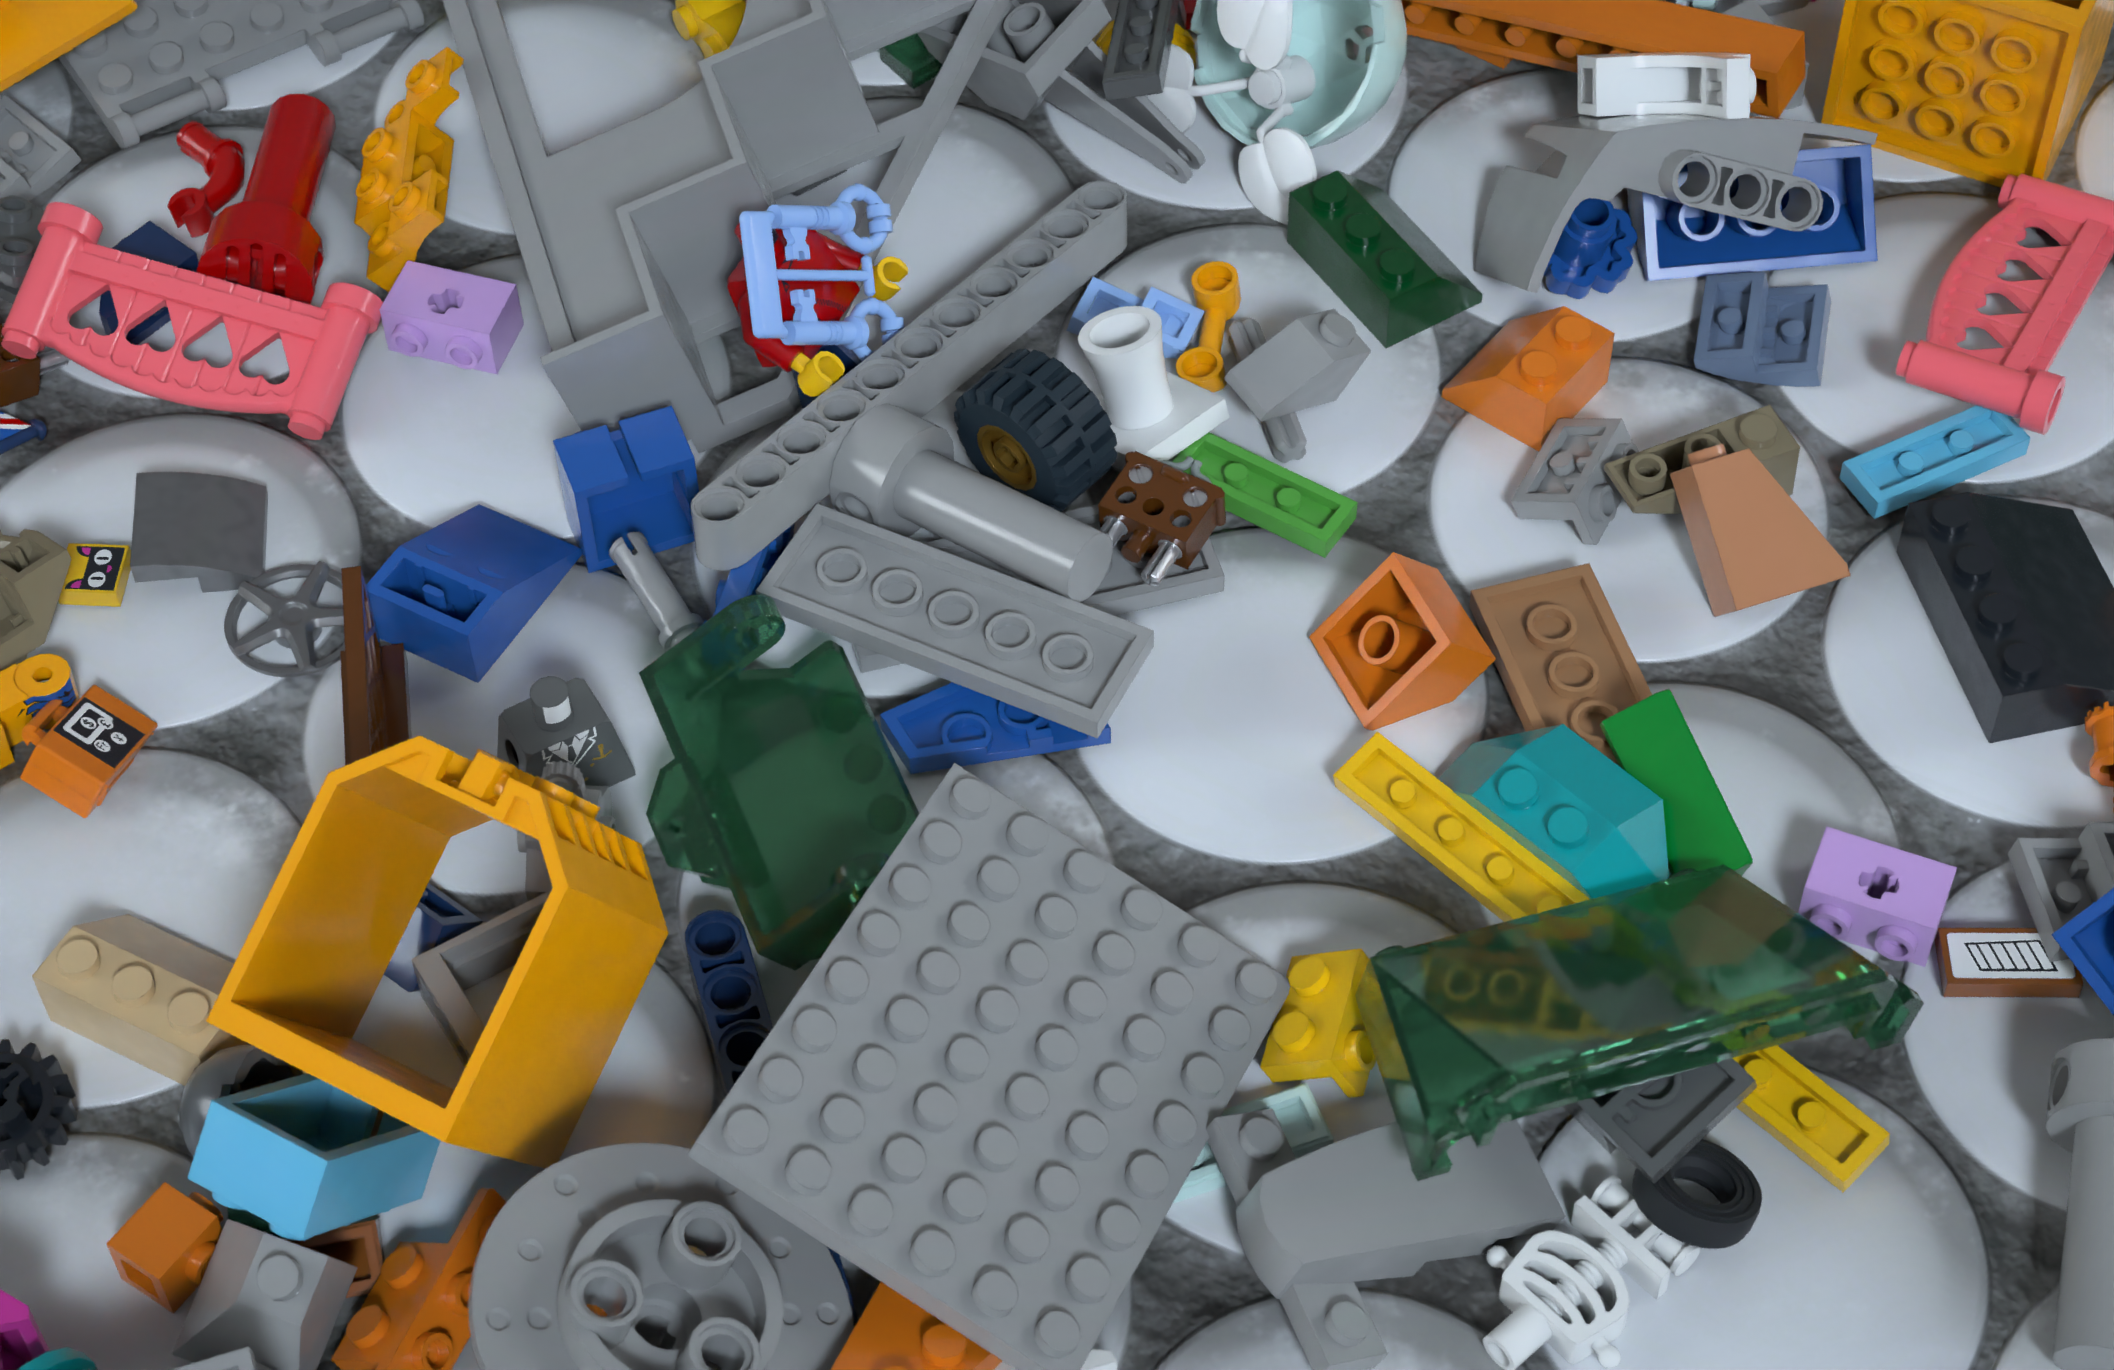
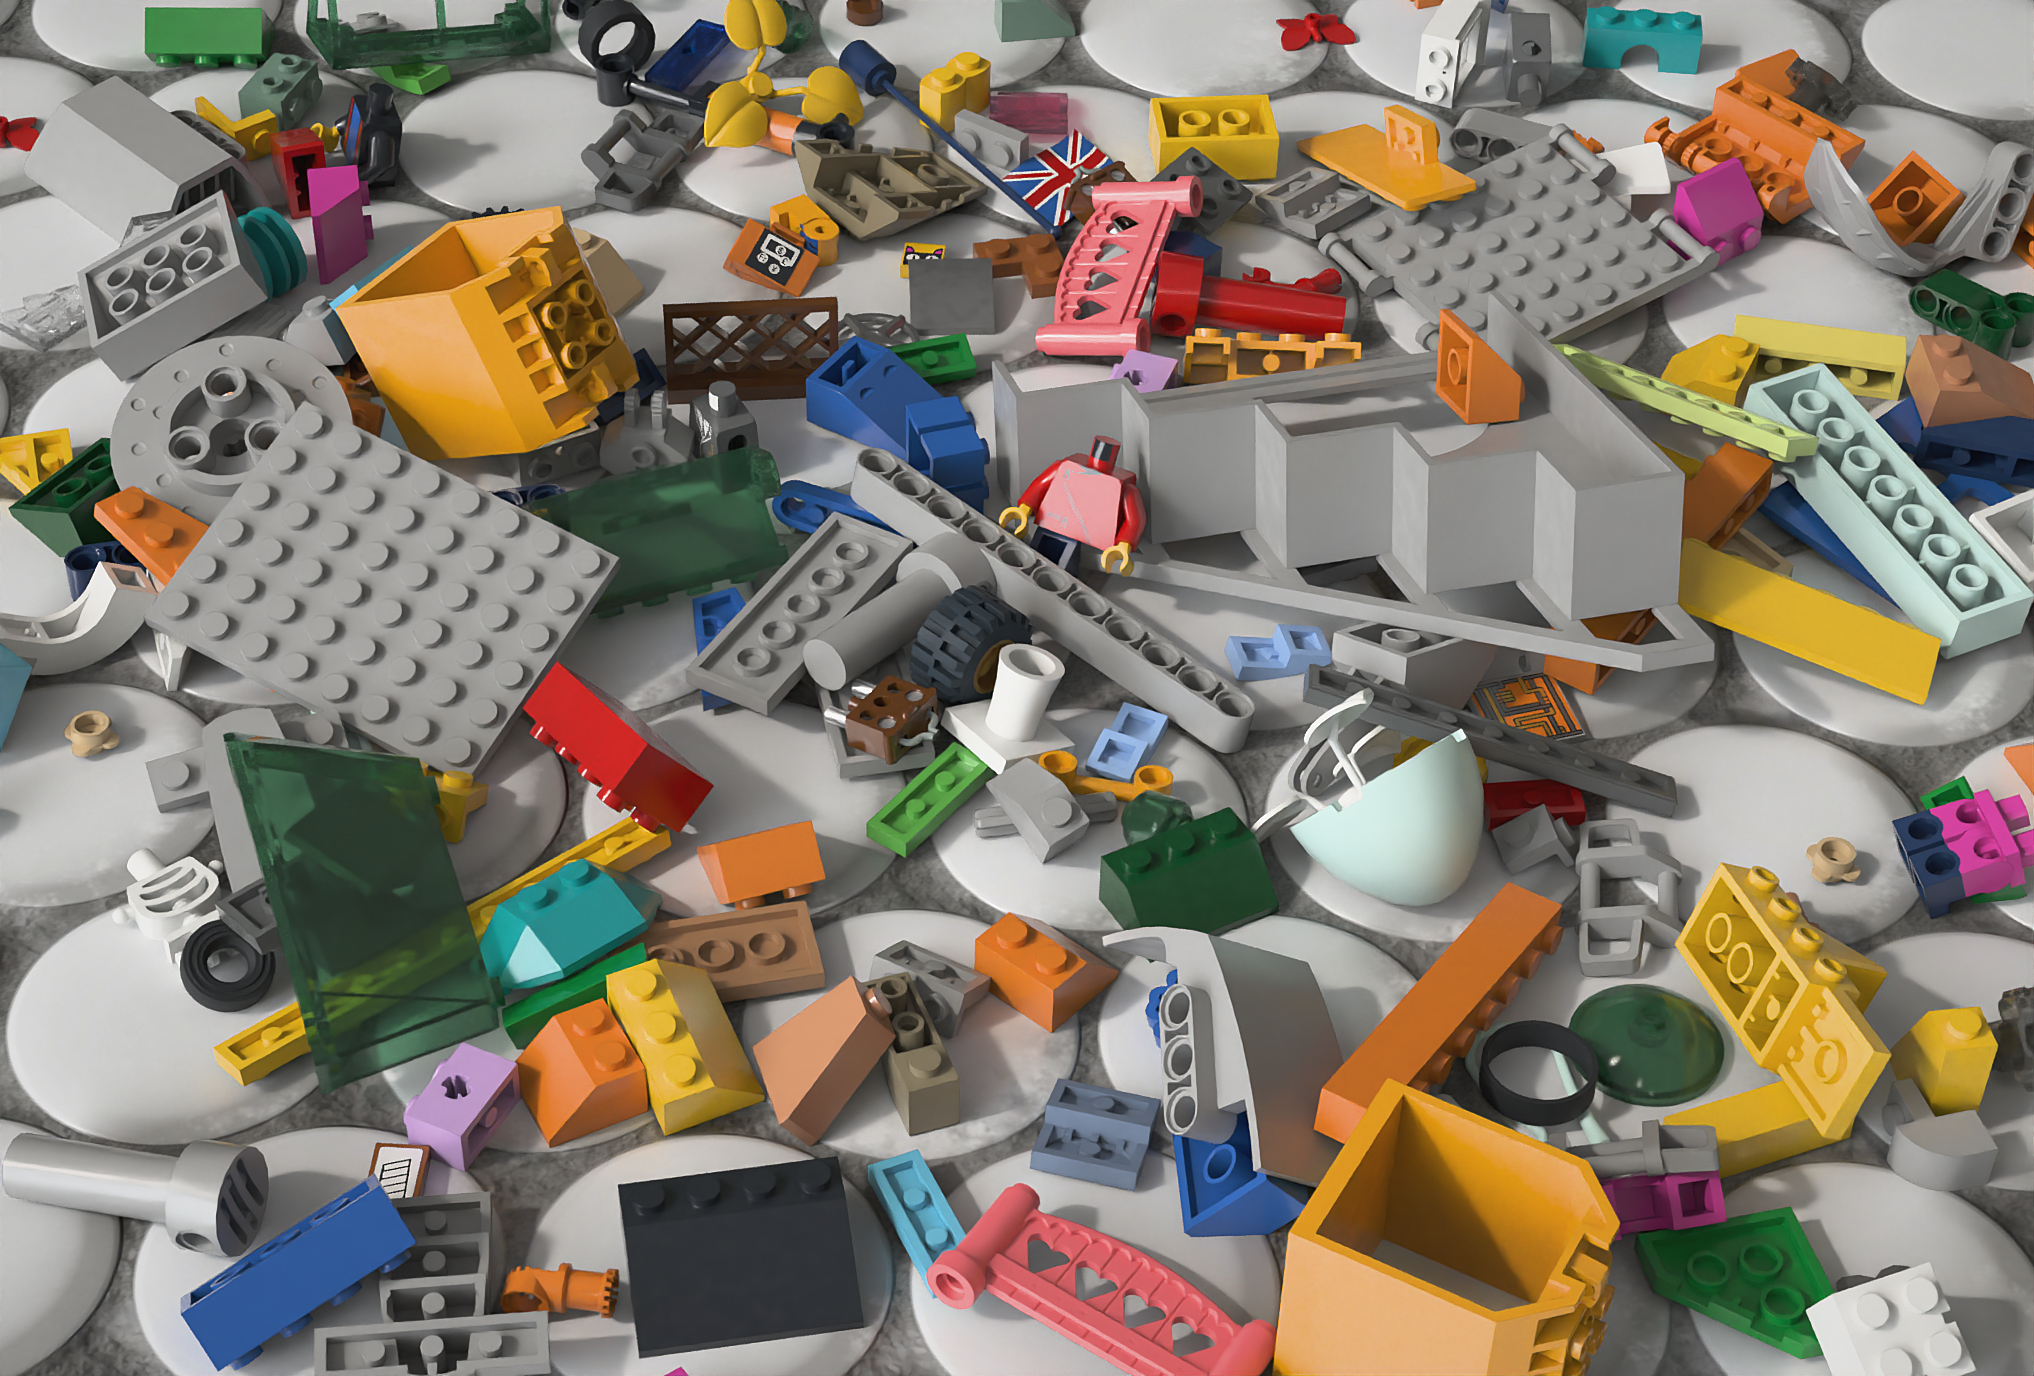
camera: 90 degrees right, 10 degrees down
(102, 447) = (1032, 257): none -> dark orange plate
(358, 529) = (939, 358): none -> green plate
(763, 274) = (1055, 446): light blue piece -> none
(956, 192) = (1278, 657): none -> light blue slope
(1286, 765) = (615, 751): none -> red piece
(1287, 278) = (1153, 814): none -> clear green head
(1666, 84) = (1325, 1026): white arch -> none
(1755, 682) = (684, 1043): none -> yellow slope
(1796, 778) = (581, 1074): none -> orange slope

